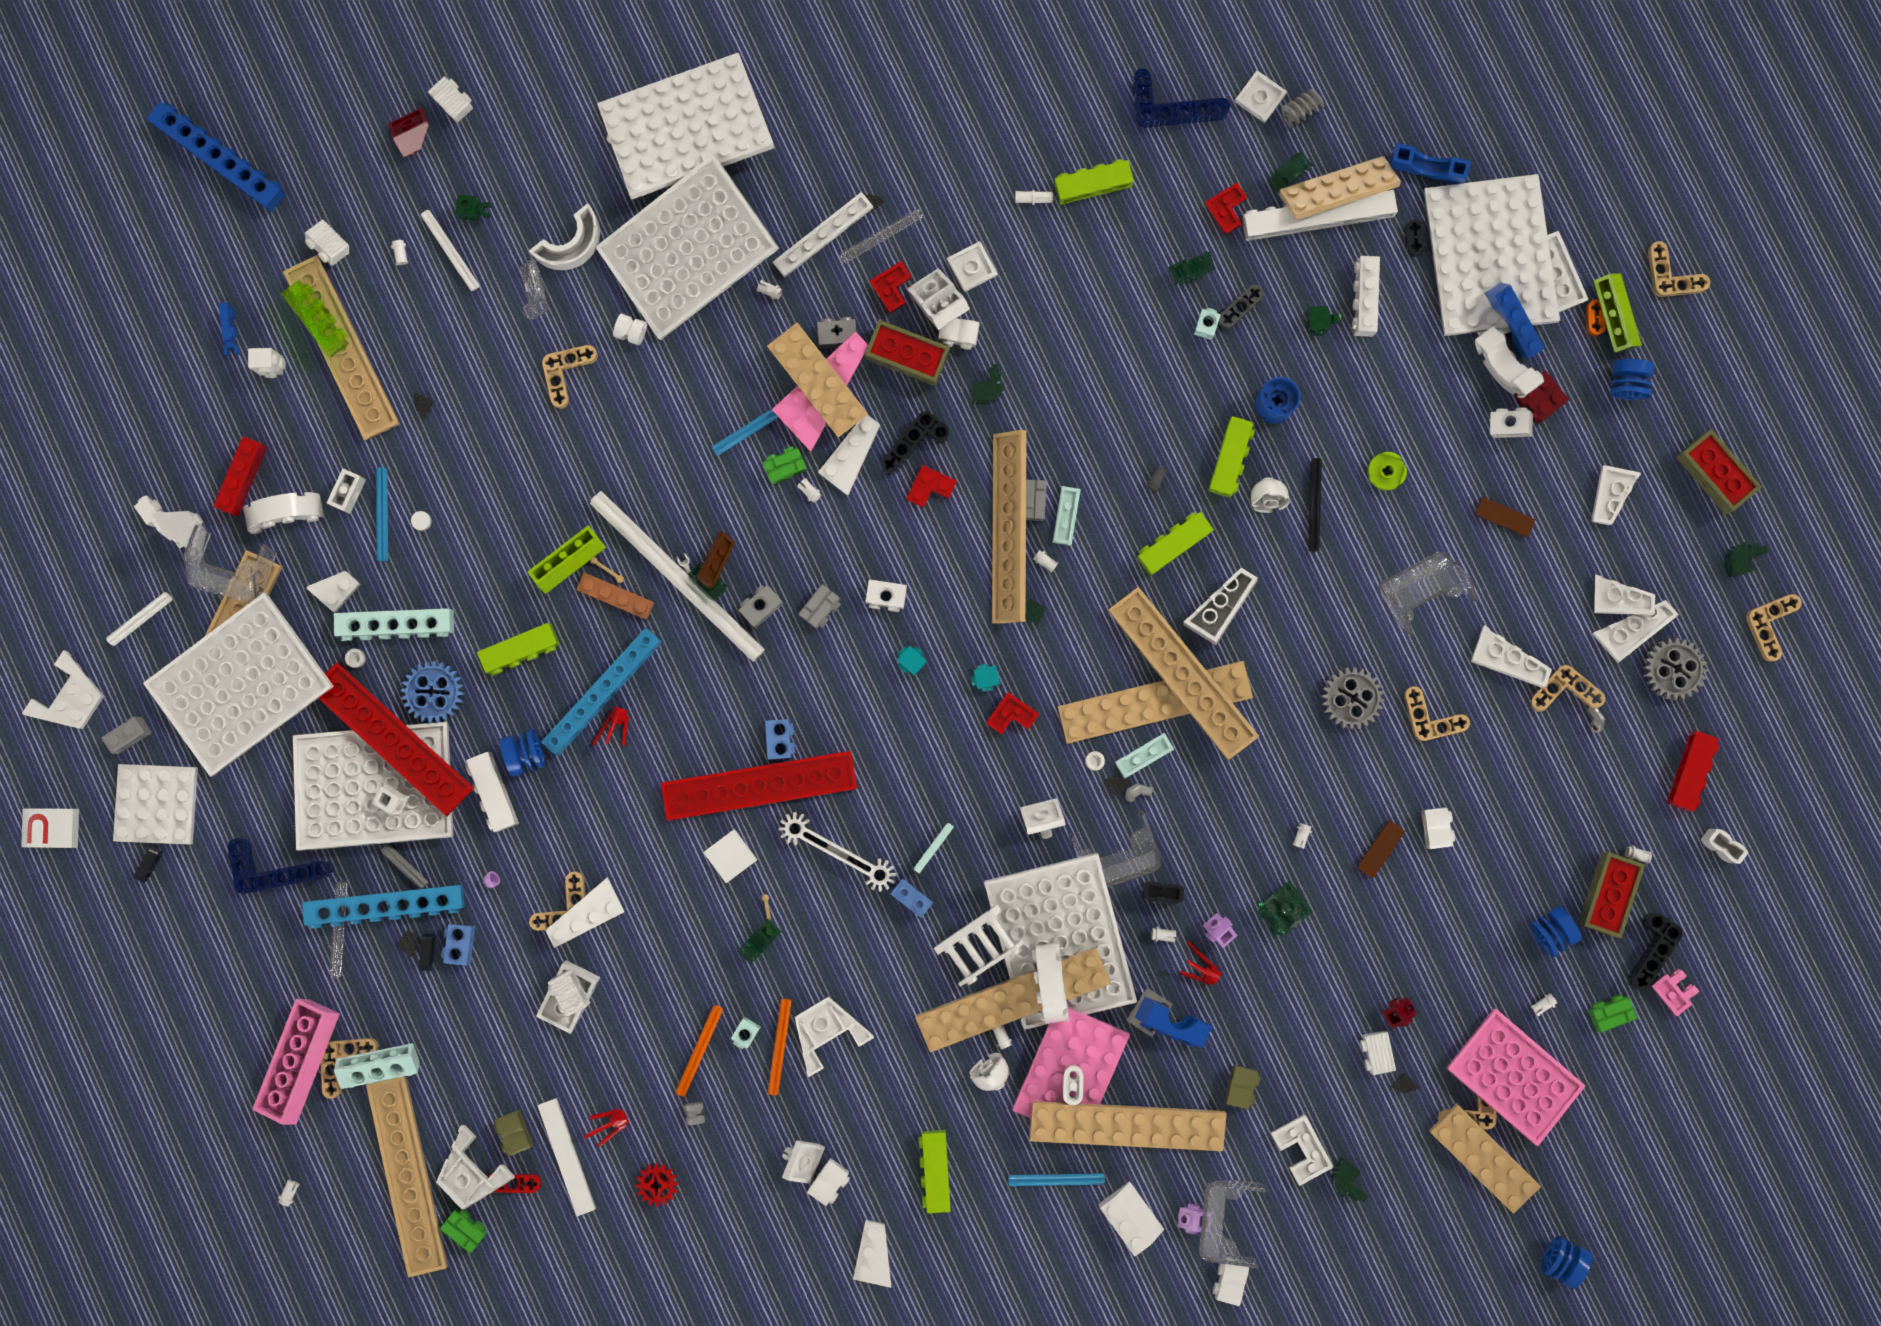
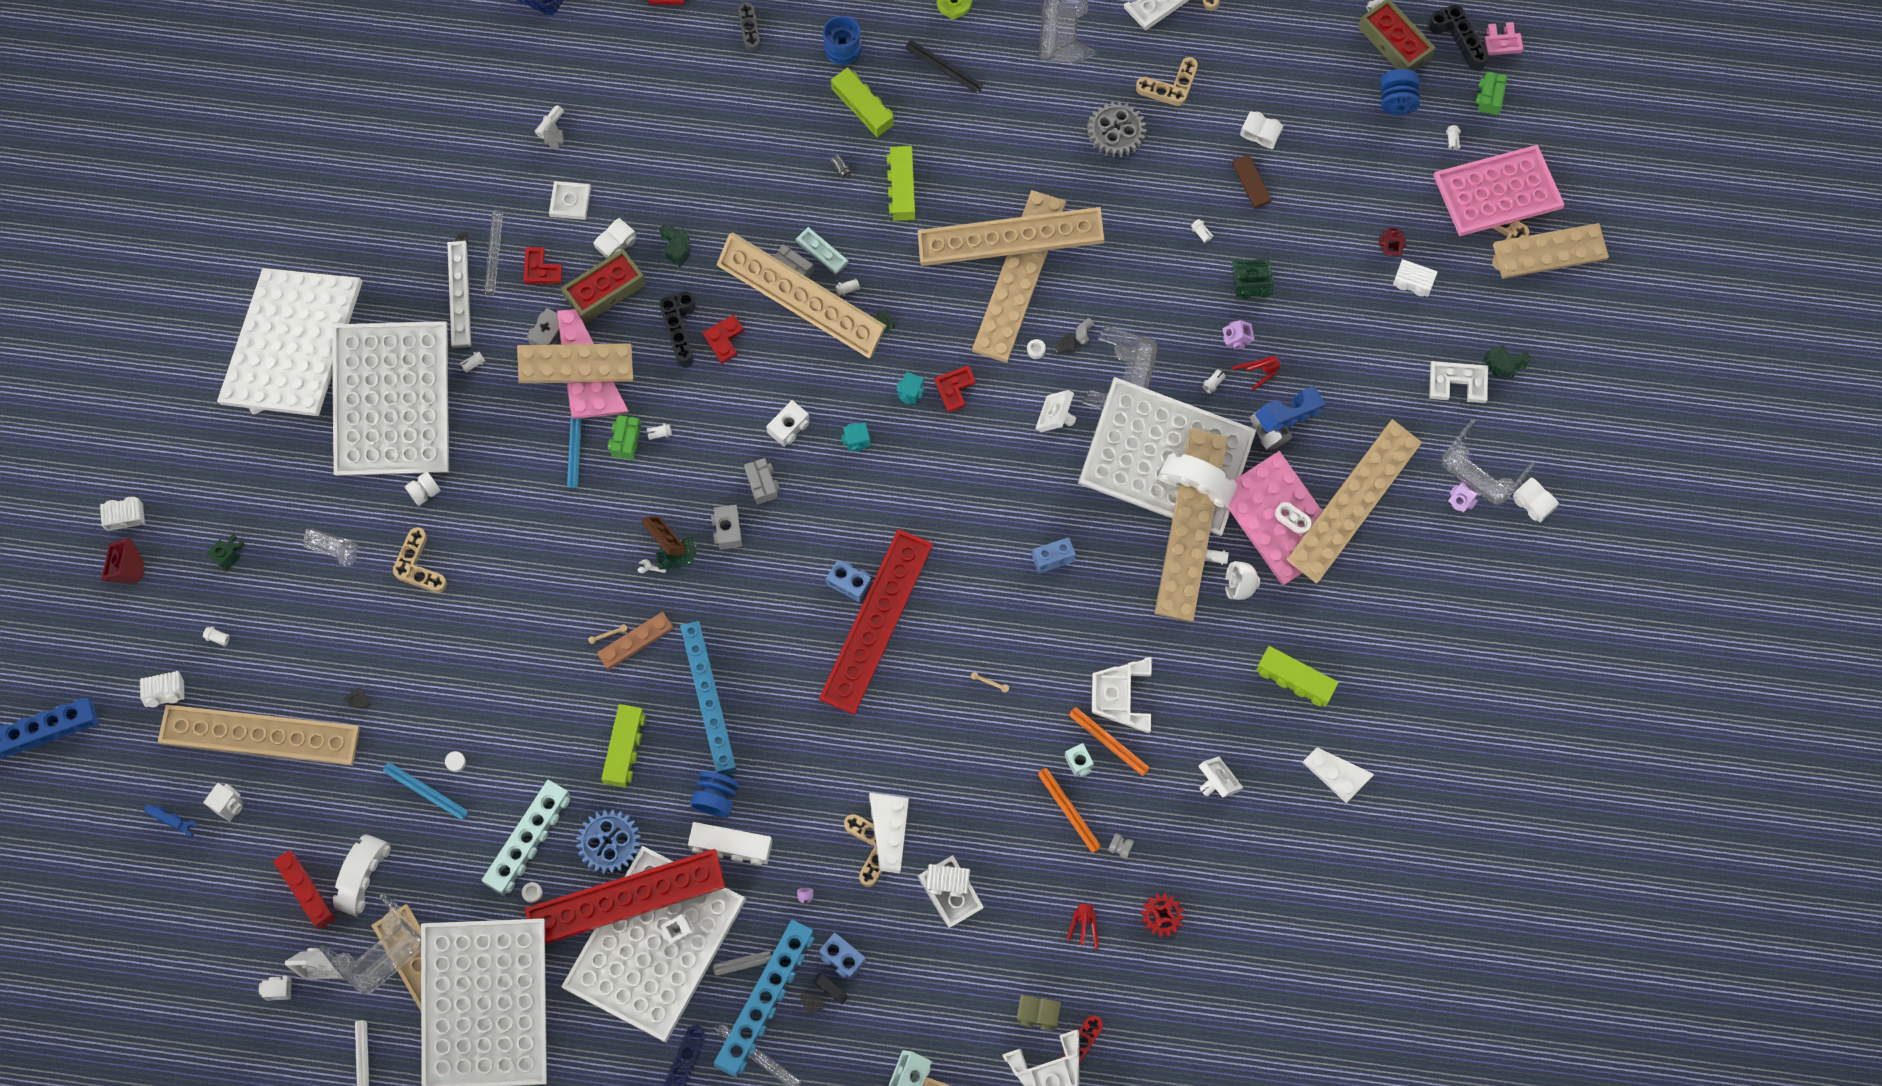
camera: 55 degrees left, 15 degrees down
(294, 296) = (248, 739): clear neon green brick -> none
(335, 590) = (460, 873): white wing -> none
(346, 491) = (384, 805): white brick -> none
(450, 250) = (246, 594): white axle -> none
(566, 559) = (576, 657): lime brick -> none
(566, 1157) = (1089, 981): white tile -> none
(577, 250) = (326, 492): white brick -> none
(615, 716) = (739, 700): red plant -> none
(677, 576) = (653, 579): white axle -> none
(730, 856) = (920, 682): white tile -> none
(759, 941) = (1008, 697): clear green brick -> none
(828, 1182) = (1250, 770): white brick -> none
(836, 851) = (975, 591): white arm -> none
(848, 458) = (655, 387): white wing -> none
(933, 847) = (1023, 513): light aqua tile -> none
(938, 298) = (577, 236): white slope -> none
(962, 937) = (1112, 513): white fence -> none
(1019, 212) = (553, 137): none -> light grey gear
(1056, 1179) = (1364, 586): dark azure axle -> none
(1093, 182) = (571, 70): lime brick -> none
(1131, 1218) = (1434, 547): white slope -> none
(1144, 755) = (1057, 309): light aqua tile -> none
(1168, 892) = (1178, 358): black brick -> none
(1193, 269) = (693, 42): clear green brick -> none
(1204, 331) = (744, 63): light aqua brick -> none
(1219, 610) = (980, 185): white wedge -> none
(1241, 1087) = (1377, 396): olive brick -> none
(1269, 495) = (913, 91): white cylinder -> none
(1404, 1084) = (1453, 276): clear smoke tile -> none
(1566, 1262) = (1671, 238): blue wheel -> none

